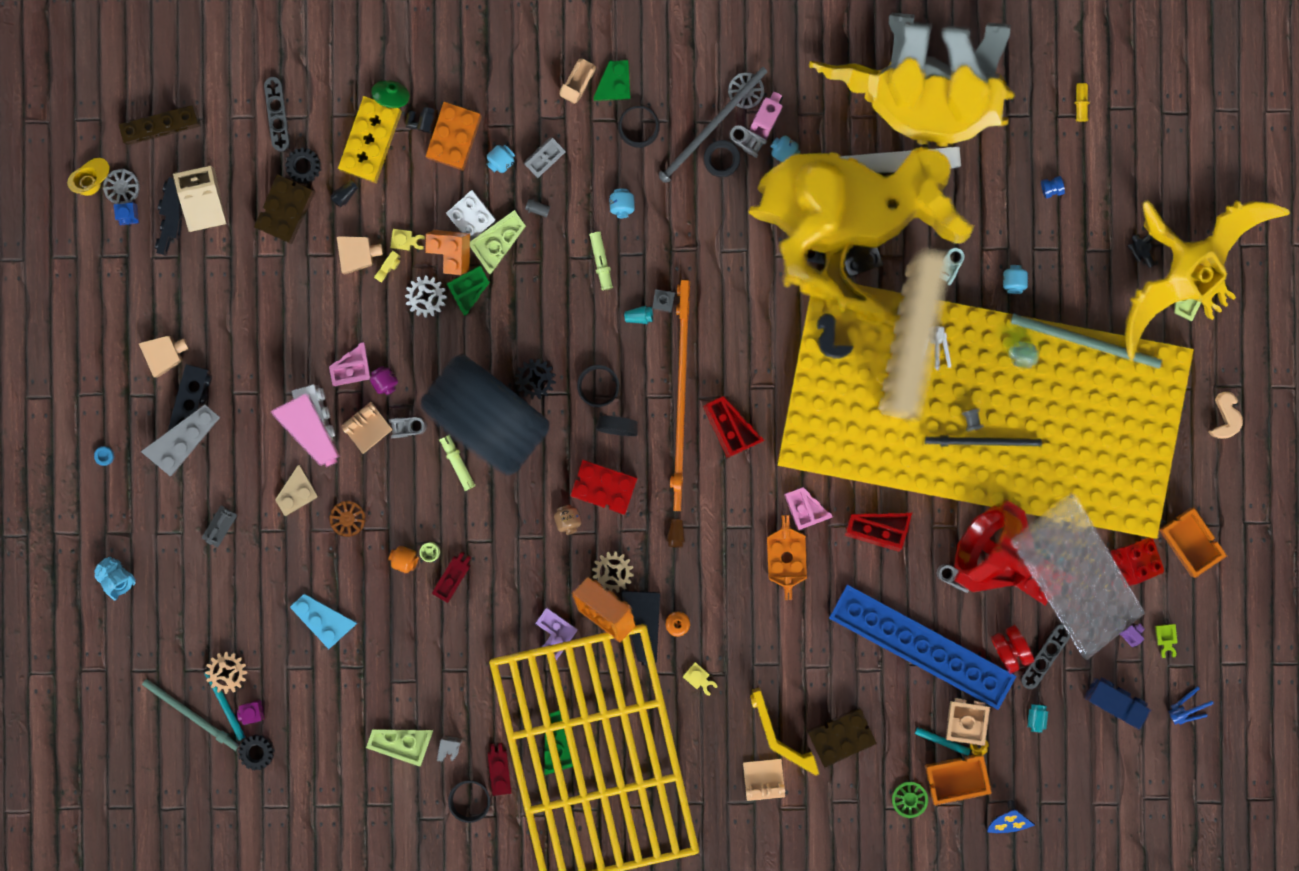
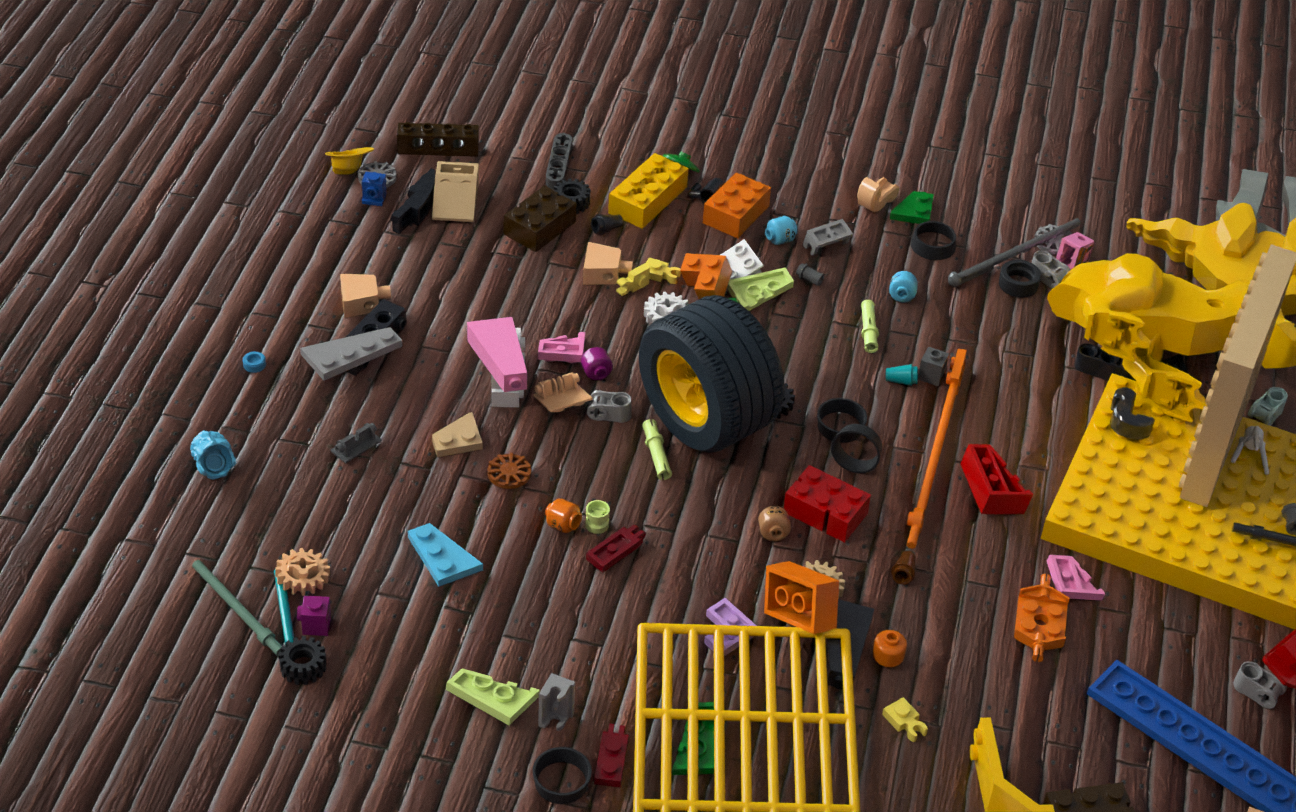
camera: 10 degrees right, 45 degrees down
(880, 529) = (1163, 612): red wedge -> none

